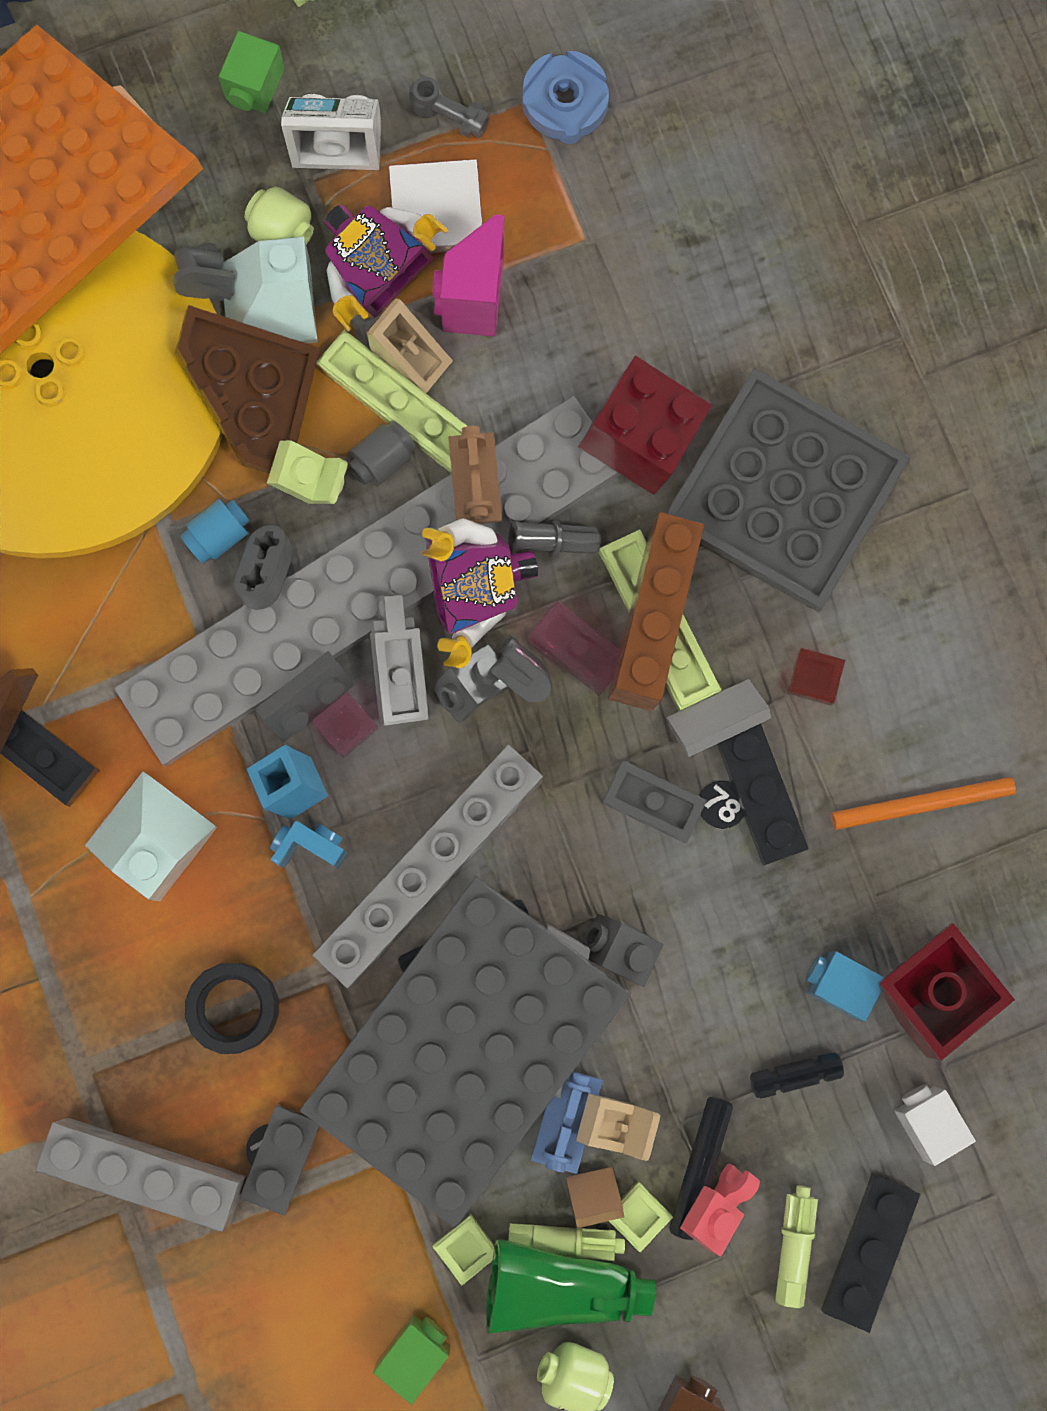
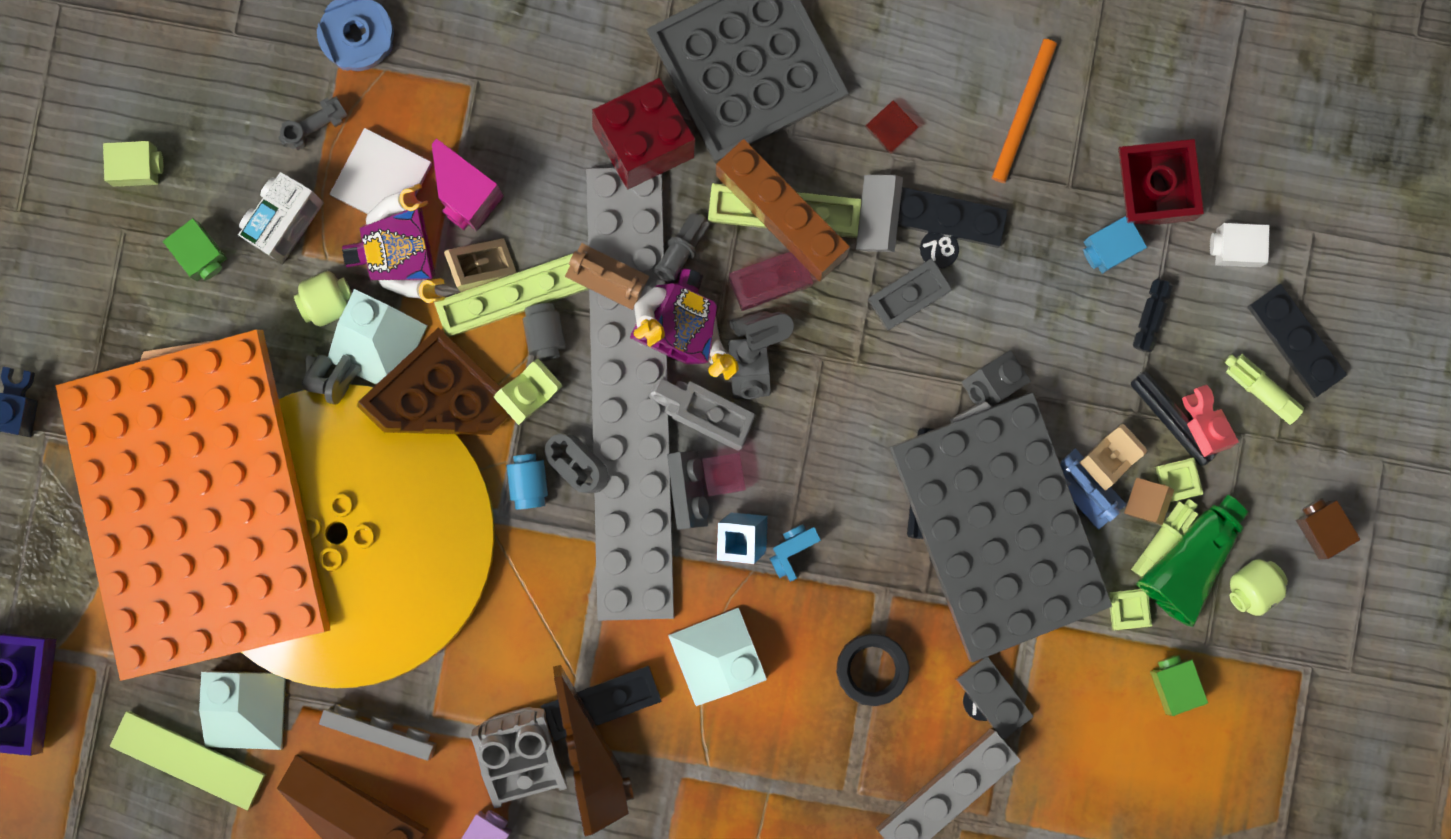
camera: 55 degrees left, 5 degrees up
(428, 867) = (860, 475): light grey brick -> none

